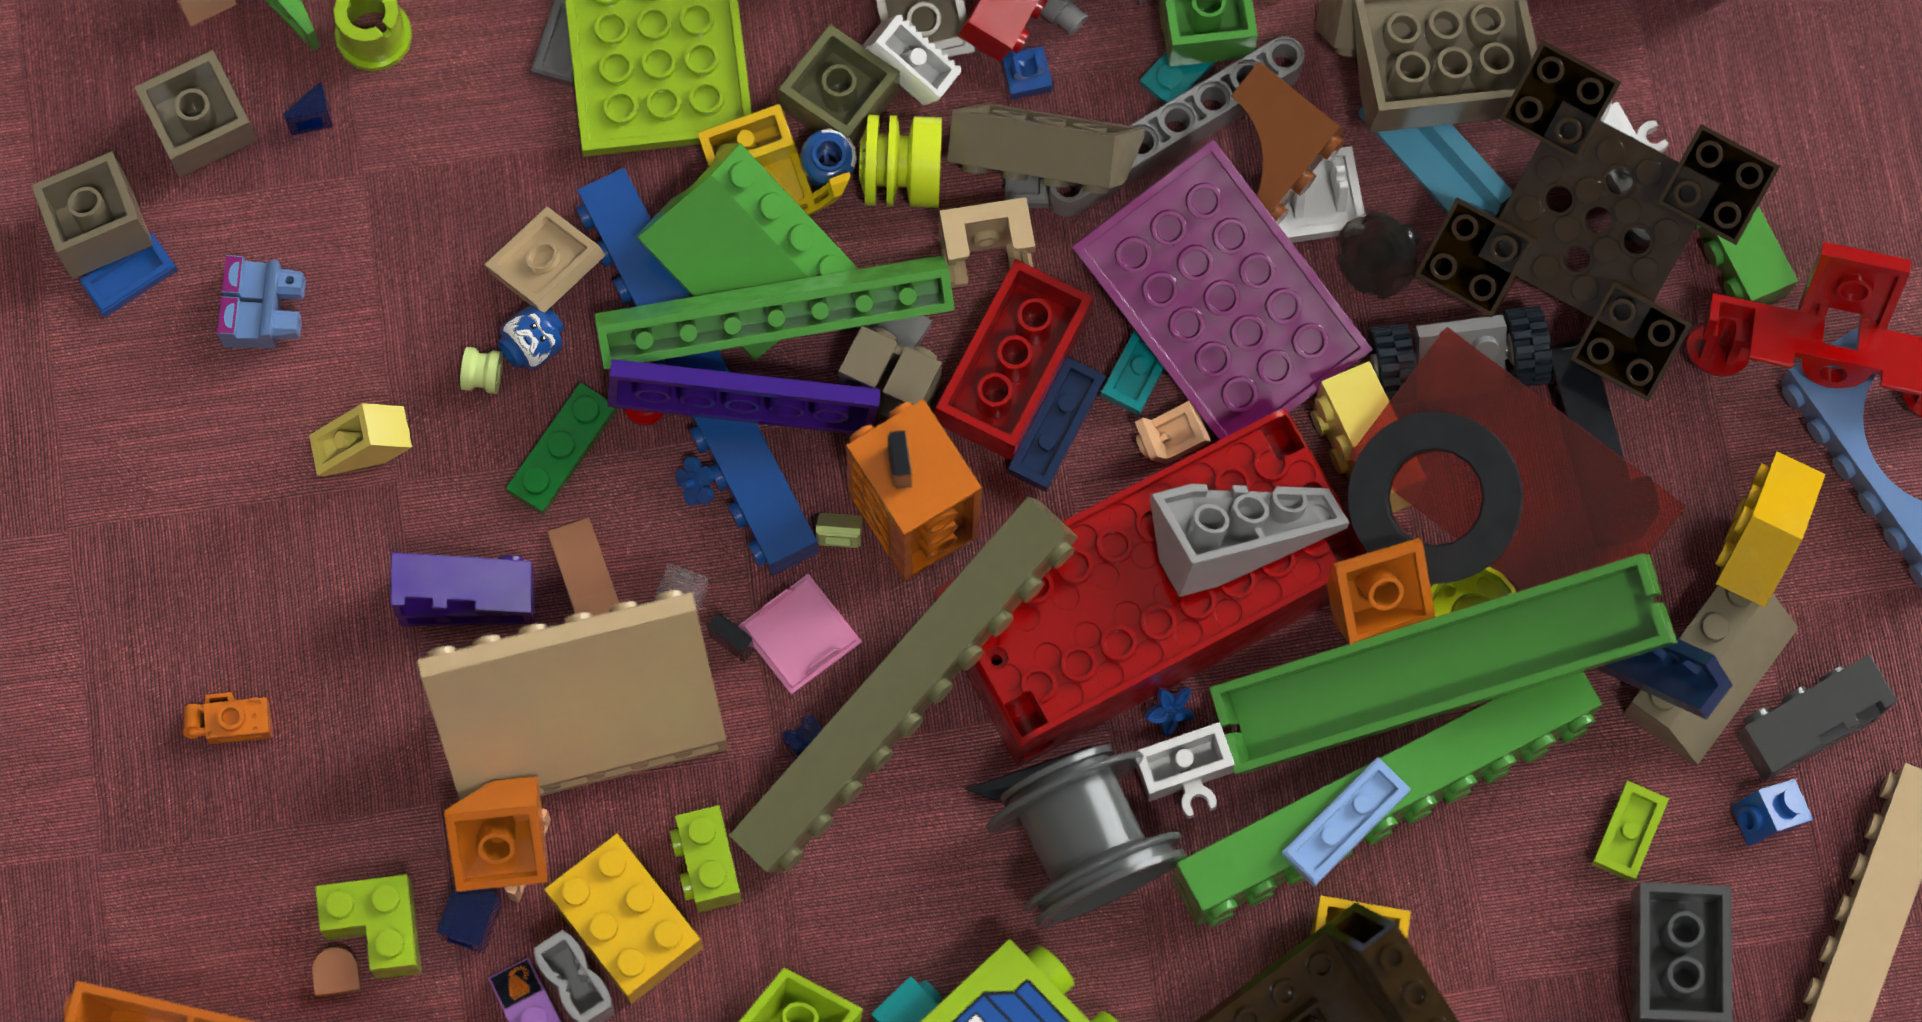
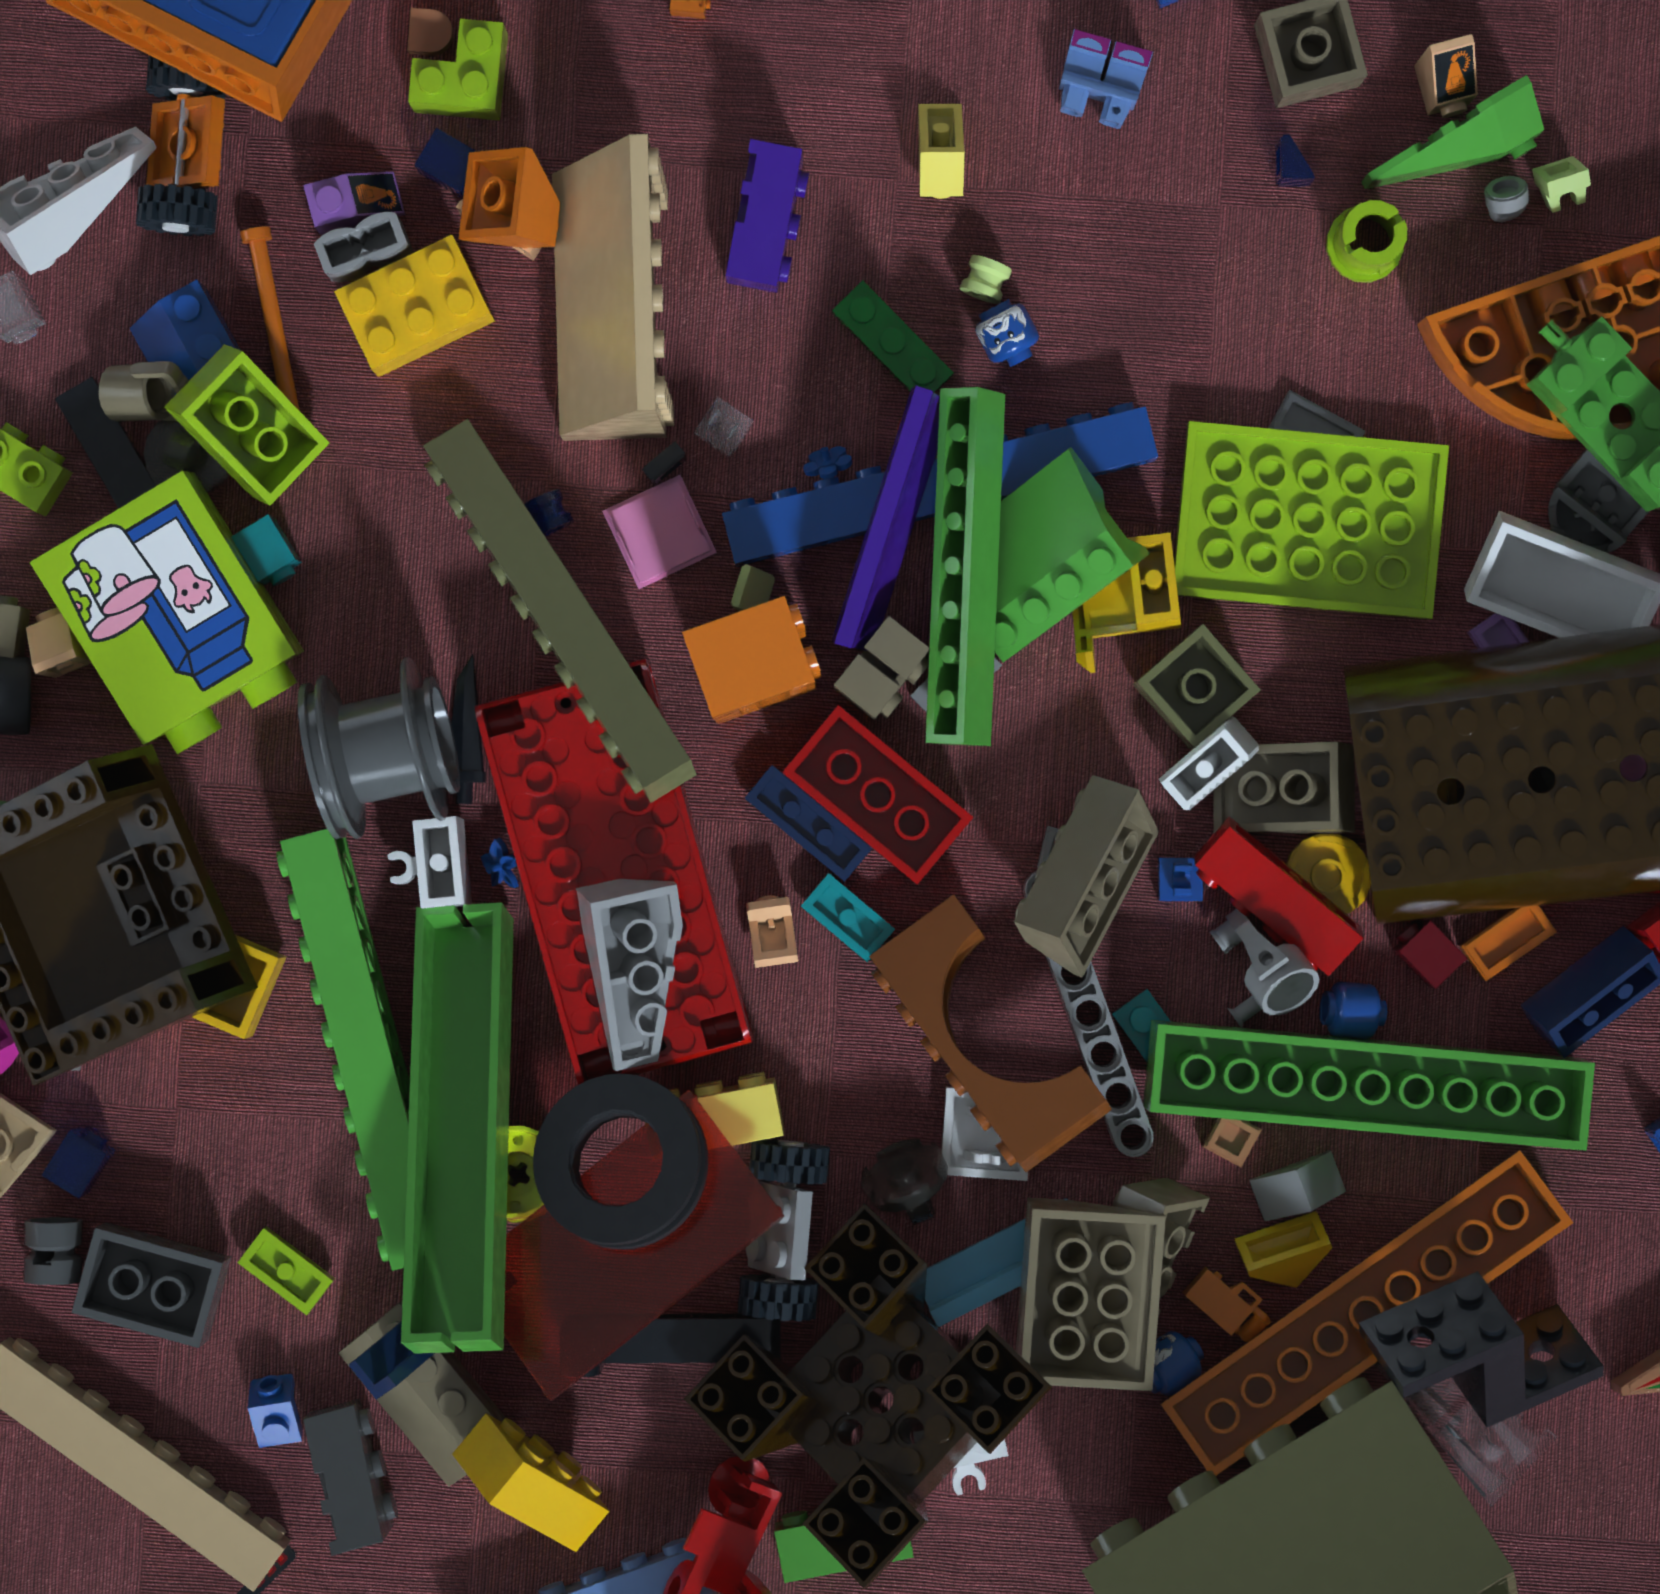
camera: 100 degrees right, 15 degrees up
(544, 260) = (1082, 361): tan plate -> none
(583, 568) = (748, 339): nougat slope -> none
(708, 859) = (453, 395): lime brick -> none
(827, 145) = (1108, 658): blue head -> none
(899, 459) = (750, 641): black tile -> none
(902, 161) = (1104, 731): neon yellow wheel -> none
(984, 228) = (1013, 795): tan panel -> none
(1221, 294) = (886, 1009): magenta plate -> none
(1345, 822) = (331, 996): light blue tile -> none
(1380, 591) = (535, 1084): orange slope -> none

